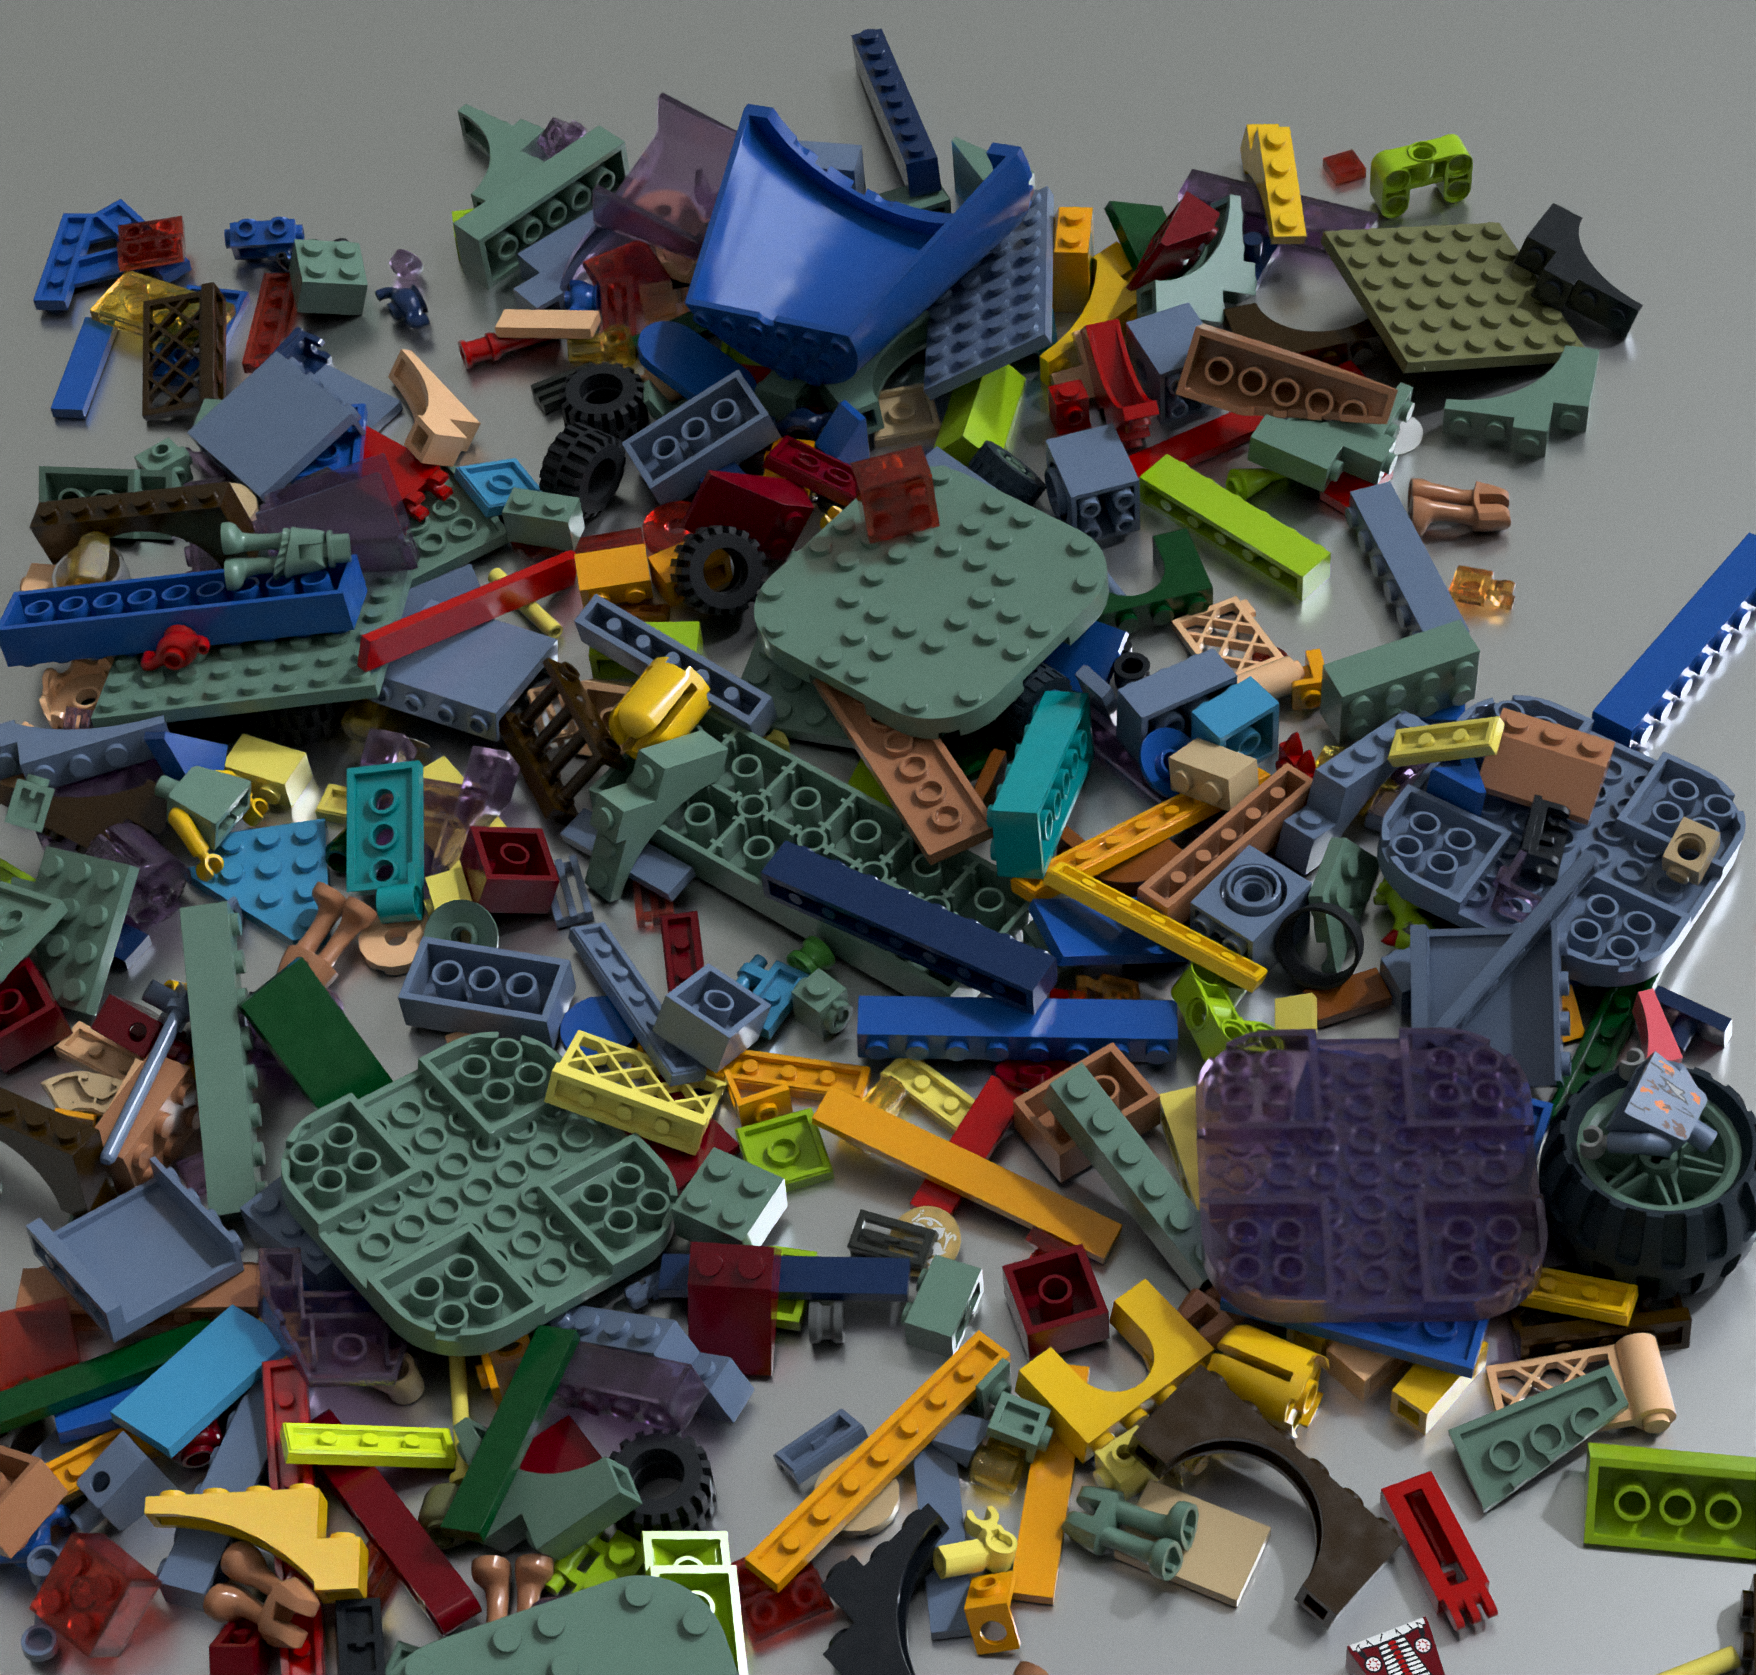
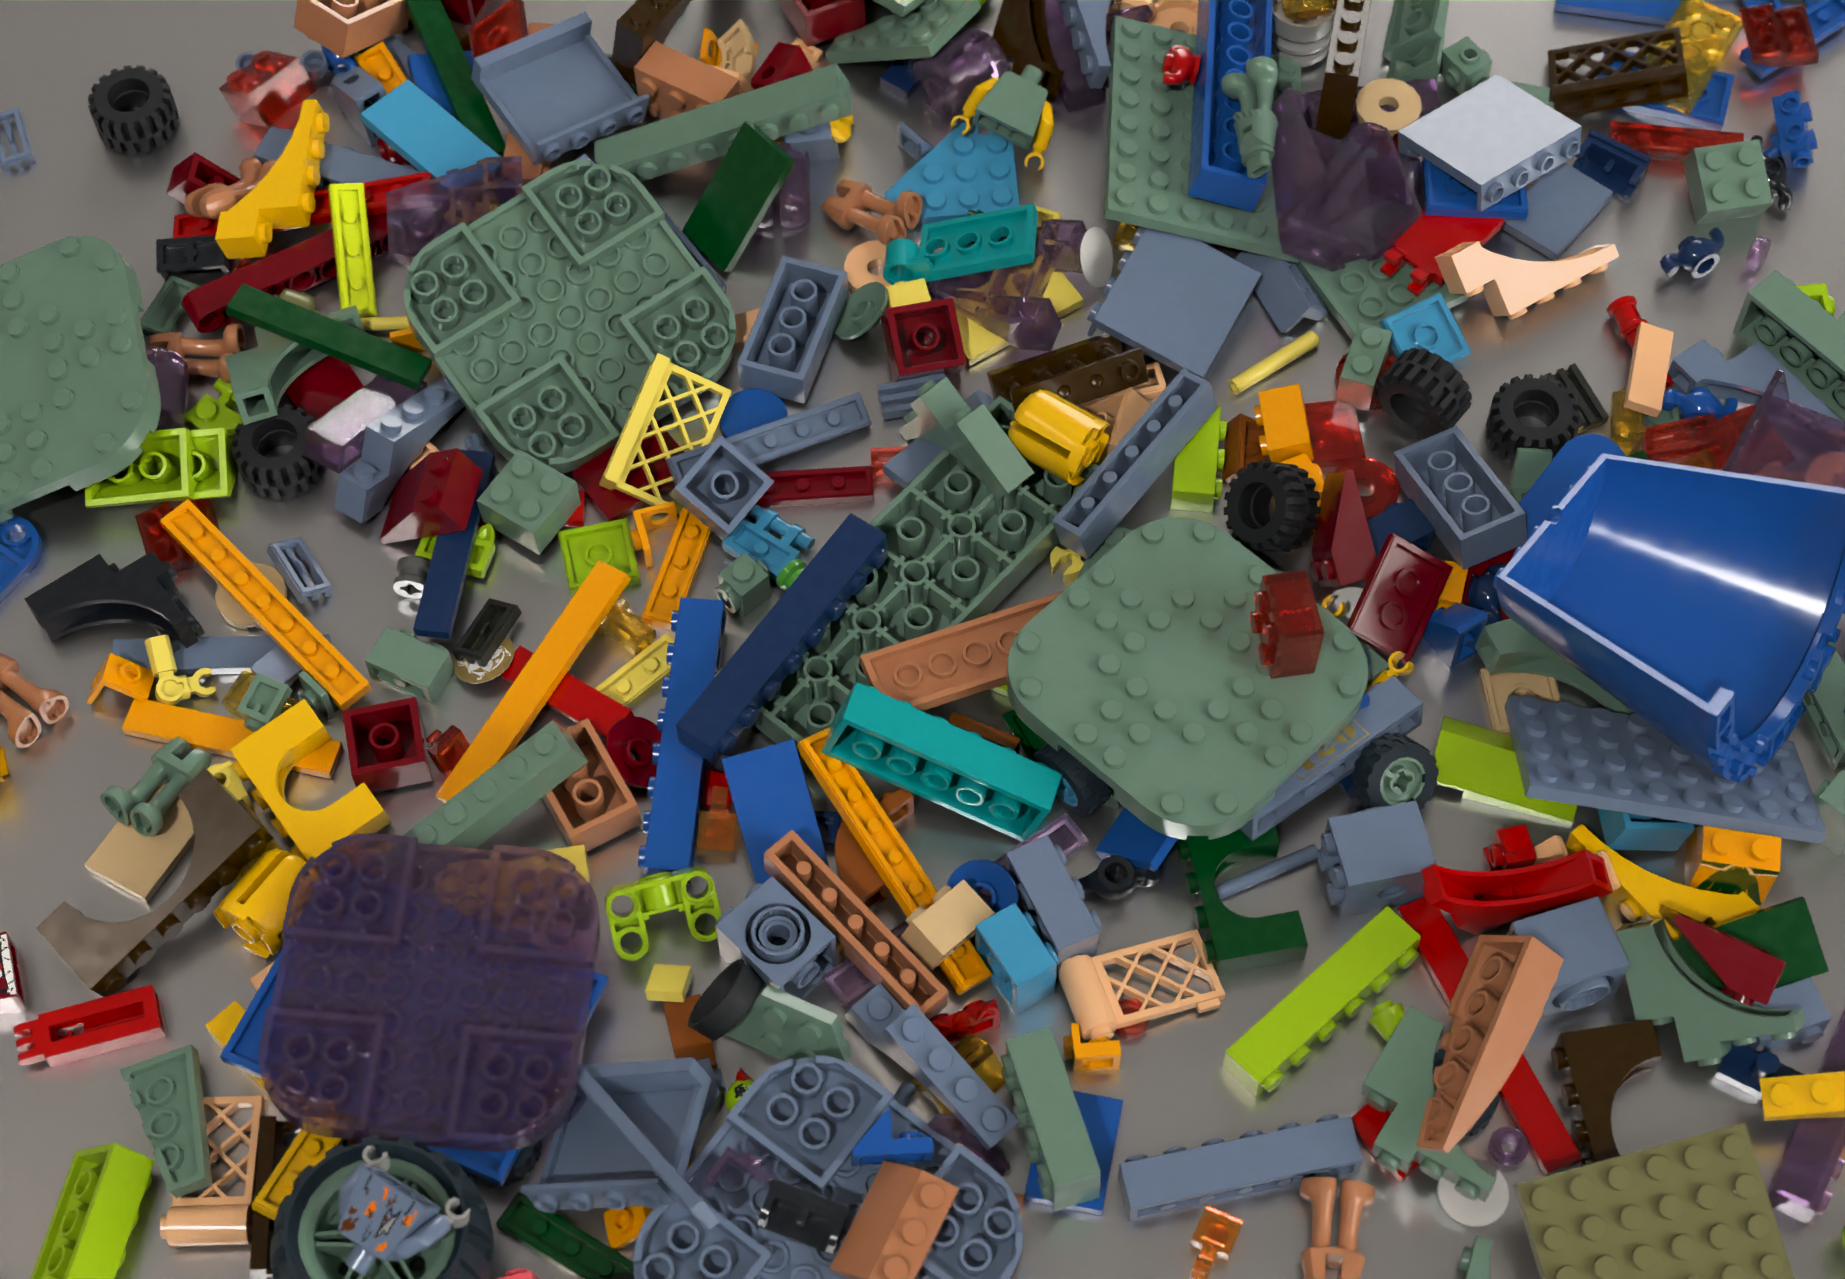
camera: 90 degrees right, 10 degrees up
(177, 1012) = (693, 71): sand blue bar -> none
(180, 753) = (1074, 93): blue slope -> none
(275, 770) = (1077, 165): light yellow brick -> none
(466, 611) = (1219, 290): red tile -> none
(1100, 693) = (1054, 818): sand blue tile -> none
(1156, 926) = (748, 843): yellow tile -> none
(1446, 741) = (923, 1127): light yellow tile -> none

